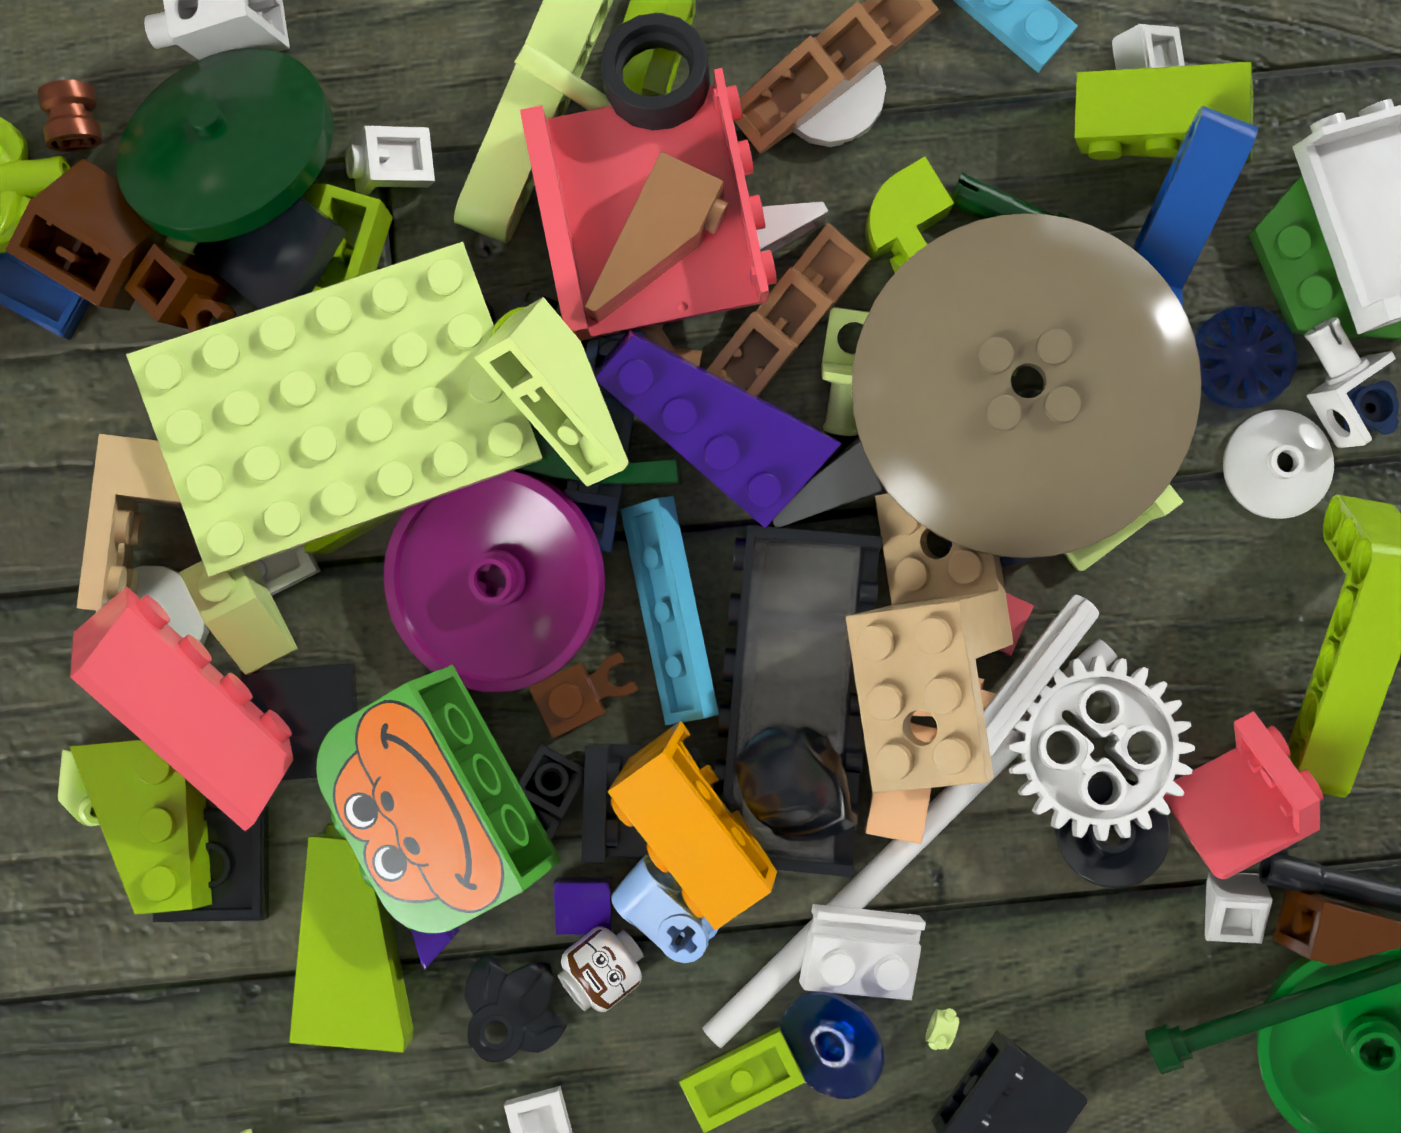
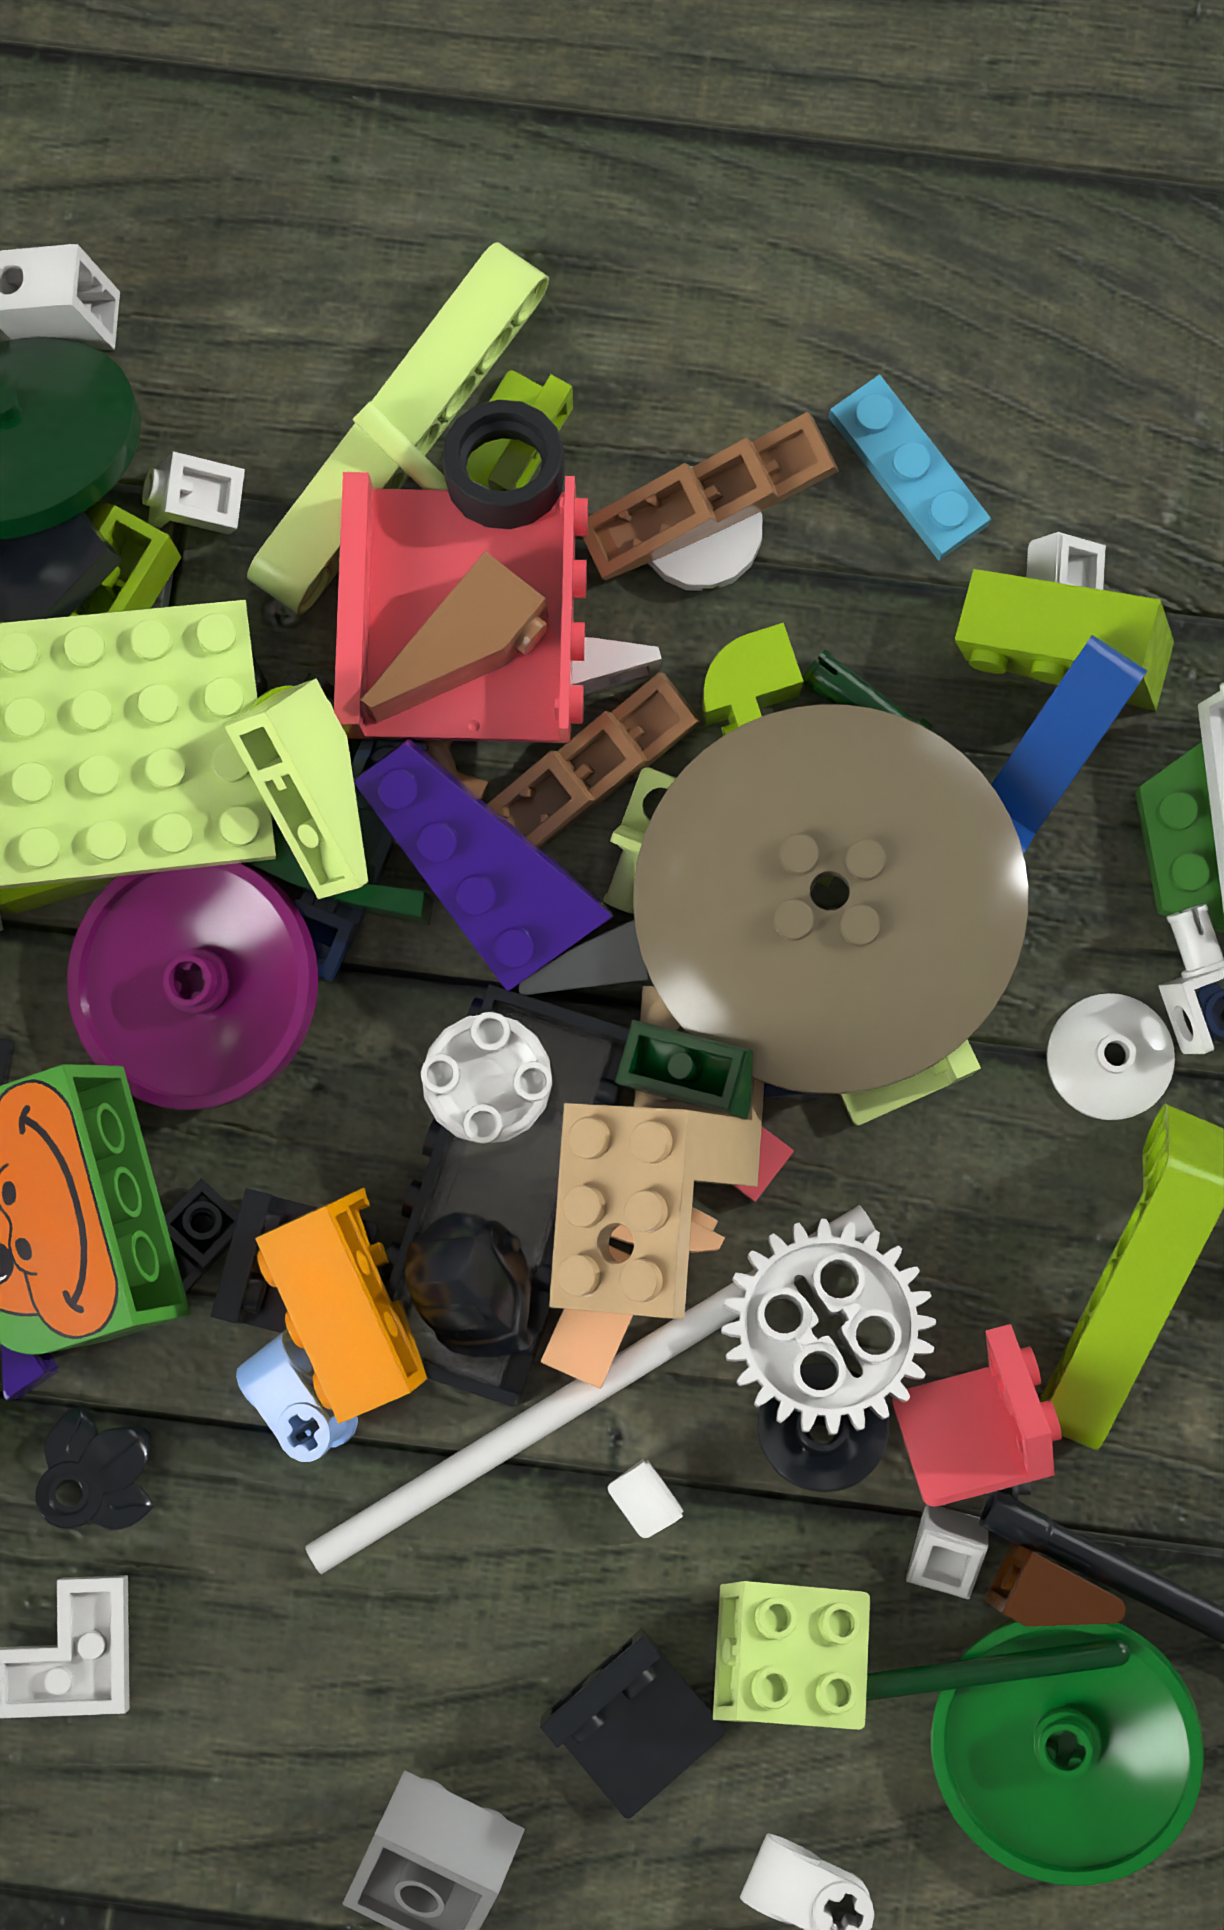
camera: 10 degrees right, 5 degrees down
(576, 696) = (251, 1132): reddish brown brick -> none
(582, 904) = (203, 1375): dark purple slope -> none
(601, 969) = (205, 1449): white head -> none
(669, 611) = (381, 1062): medium azure plate -> none
(741, 1079) = (334, 1615): lime plate -> none
(766, 606) = (486, 1078): none -> white dish
(833, 1044) = (446, 1597): clear blue dish -> none
(862, 952) = (506, 1499): white plate -> none
(936, 560) = (687, 1069): none -> dark green slope
(942, 1029) = (578, 1611): yellowish green piece -> none
(976, 924) = (645, 1499): none -> white slope
(1037, 668) = (765, 1229): white axle -> none
(1130, 1029) = (791, 1655): none -> yellowish green bracket
(1245, 357) = (1095, 926): clear blue wheel -> none

